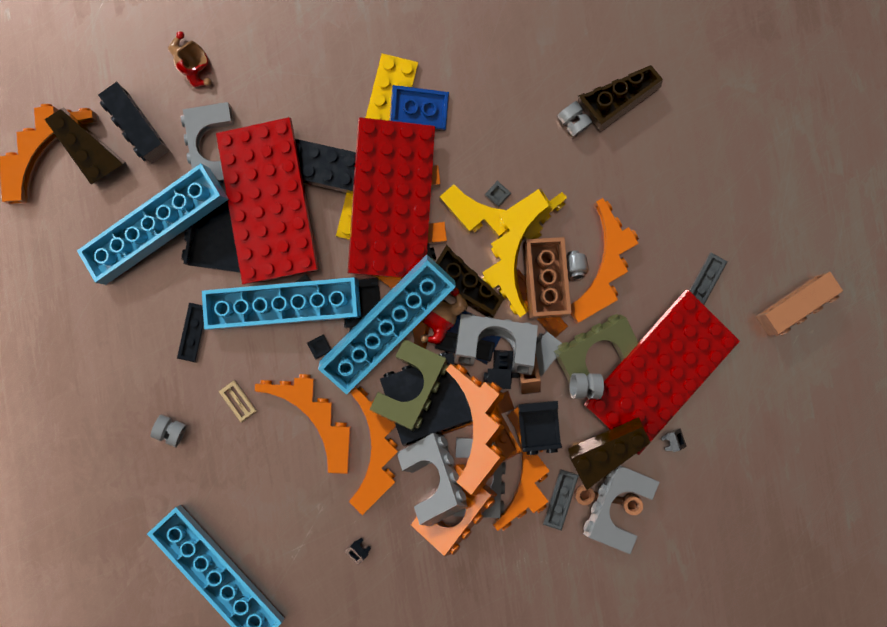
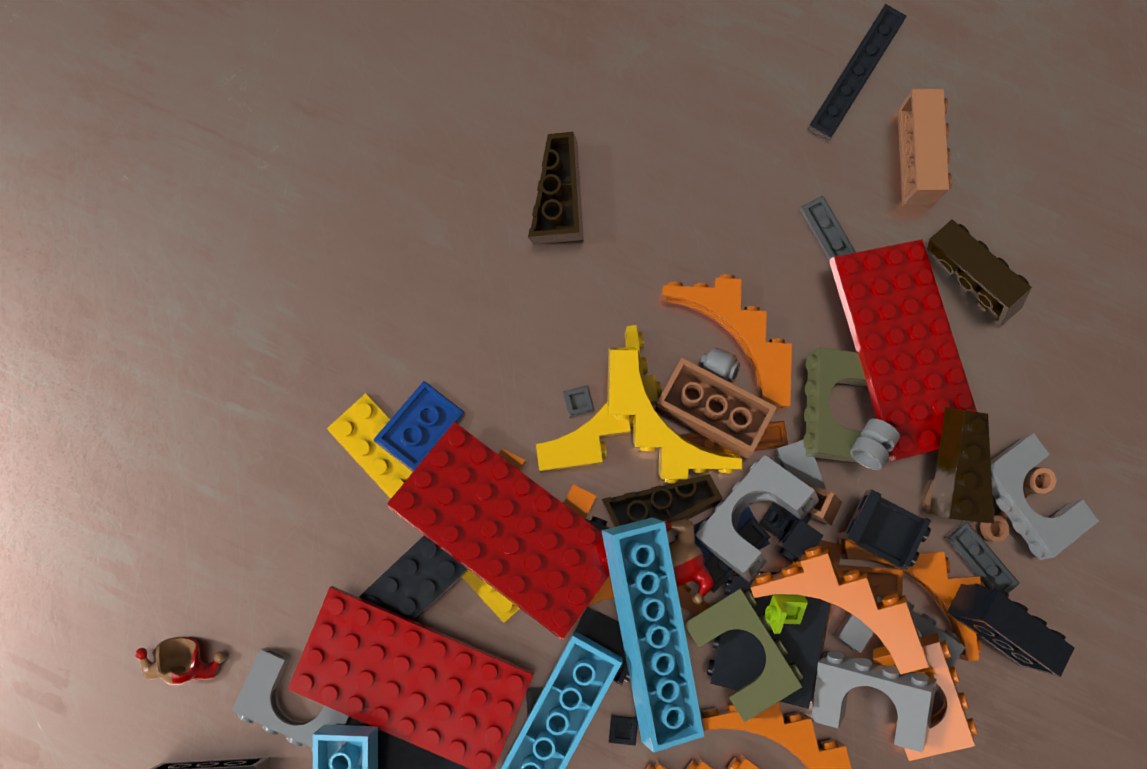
camera: 55 degrees left, 5 degrees down
(450, 393) = (785, 610): none -> lime bracket
(527, 536) = (1011, 628): none -> black brick
(571, 113) = (541, 258): light grey wheel -> none
(676, 440) = (993, 382): black tile -> none
(741, 388) = (979, 271): none -> dark brown wedge
(825, 233) = (857, 72): none -> black tile

